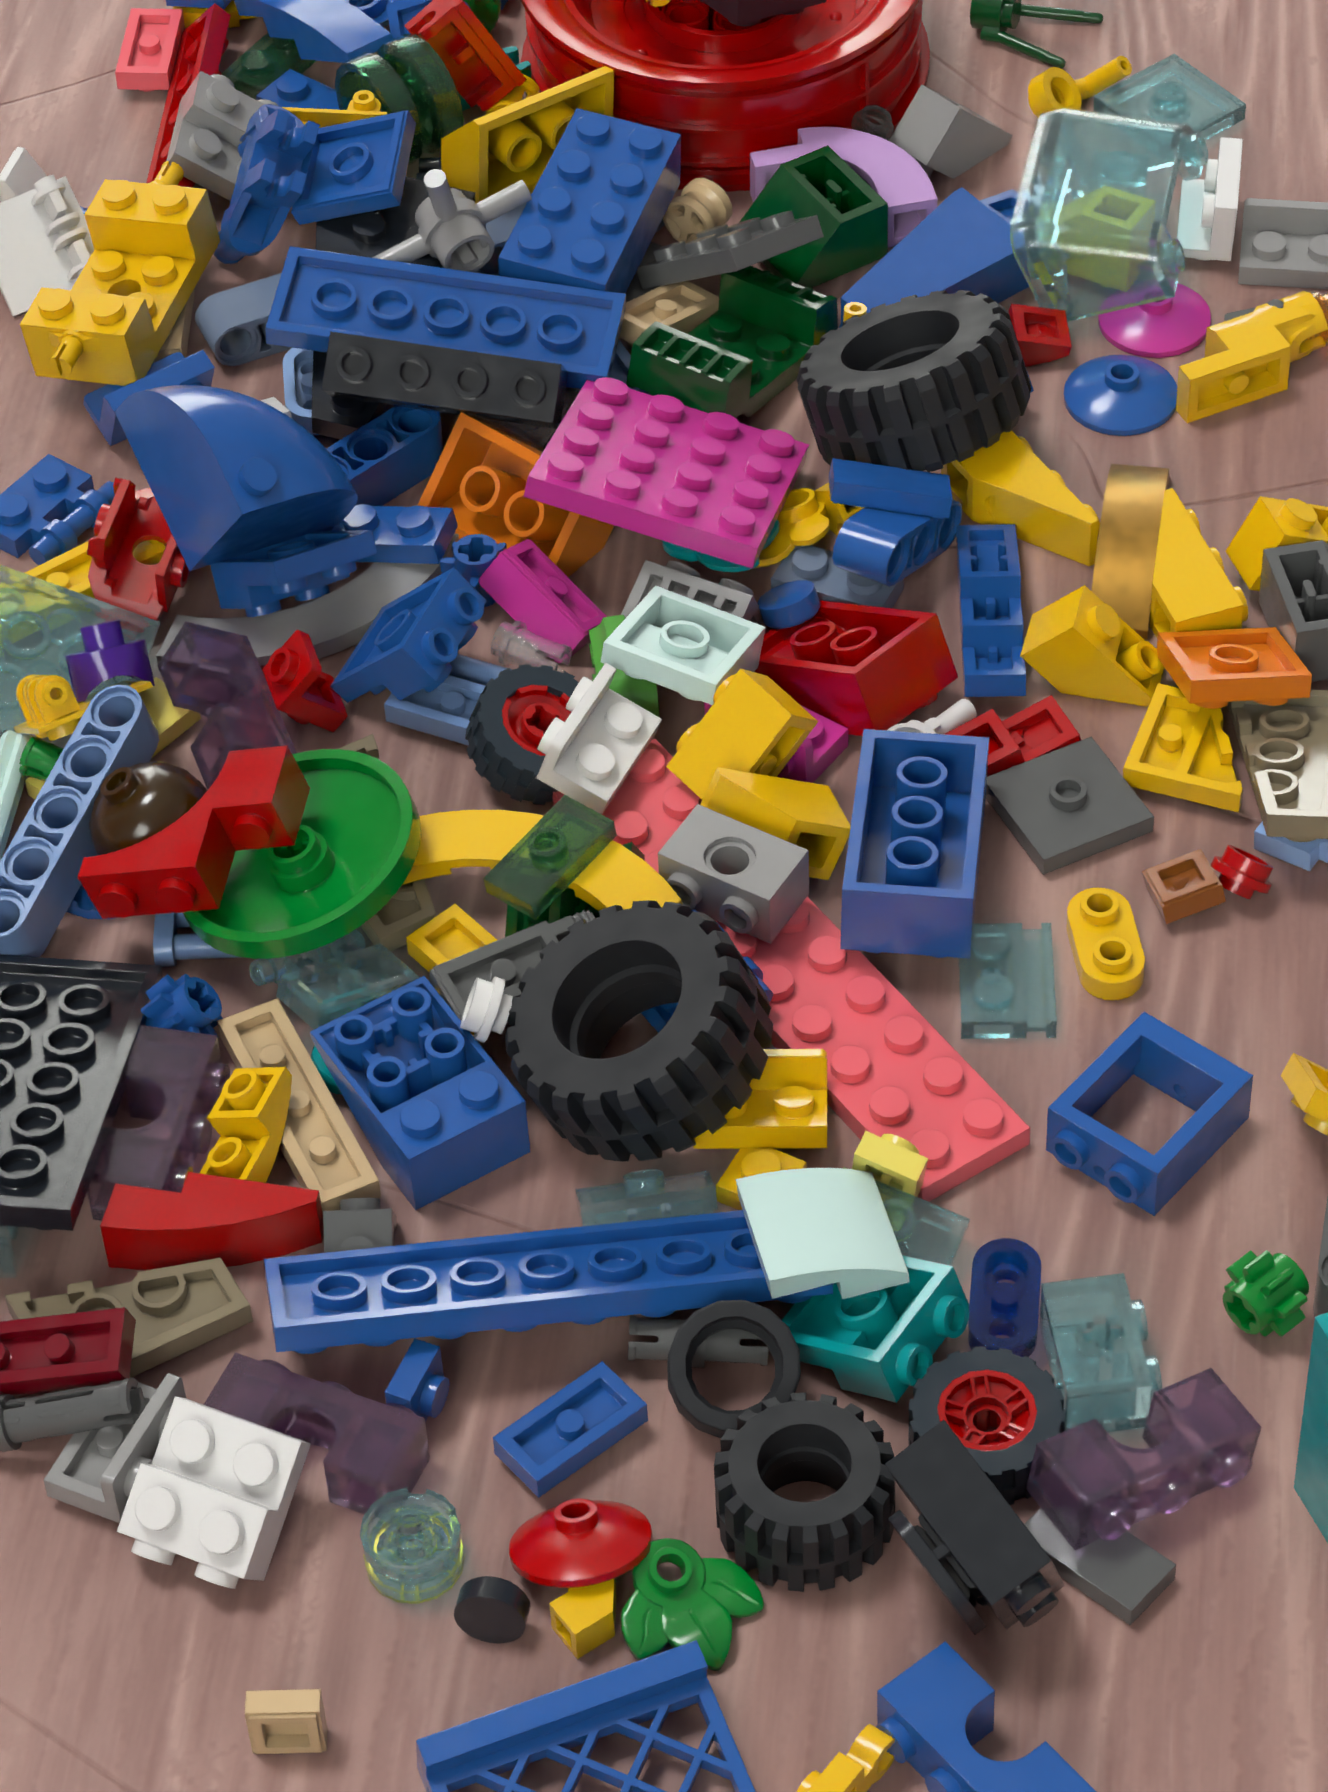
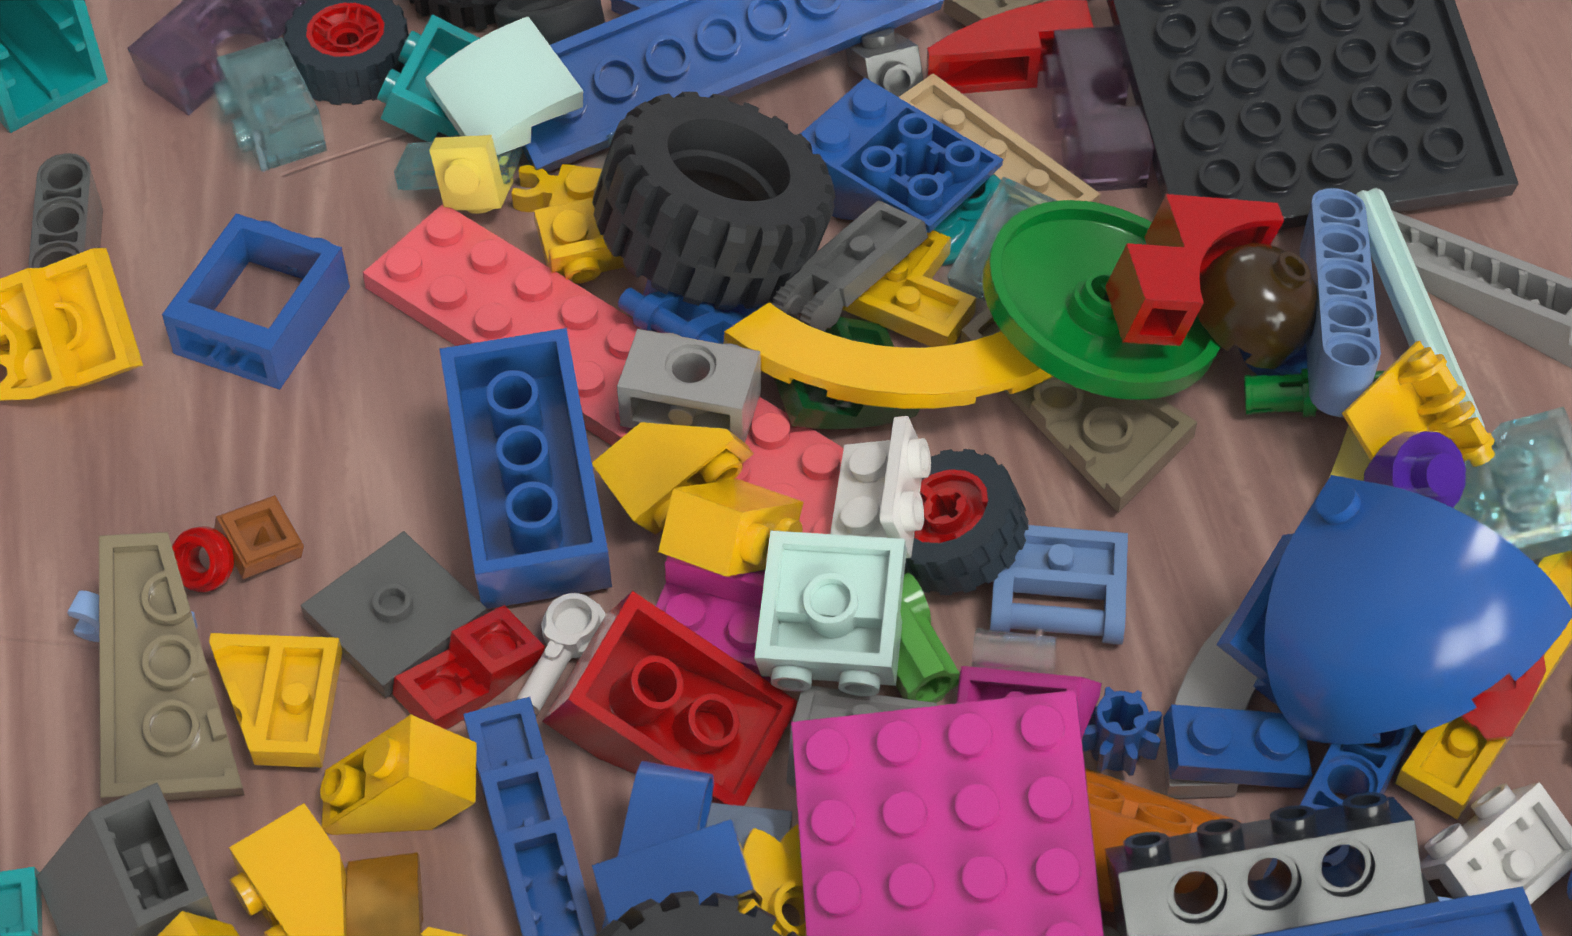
camera: 160 degrees right, 5 degrees up
(183, 1005) = (1134, 186): blue gear -> none
(223, 681) = (1233, 442): clear purple arch -> none
(250, 1123) = (1020, 106): yellow slope -> none
(301, 686) = (1216, 526): red bracket -> none
(413, 640) = (1131, 580): blue plate -> none
(486, 1008) = (854, 185): white plate -> none
(550, 857) = (863, 338): clear green plate -> none
(789, 604) = (758, 773): blue tile -> none
(1005, 1306) = (353, 134): clear blue plate -> none
(1008, 982) = (410, 416): clear light blue plate -> none
(1098, 931) = (326, 468): yellow plate -> none
(1234, 666) = (230, 769): orange plate -> none
(1265, 1293) = (137, 170): green gear -> none

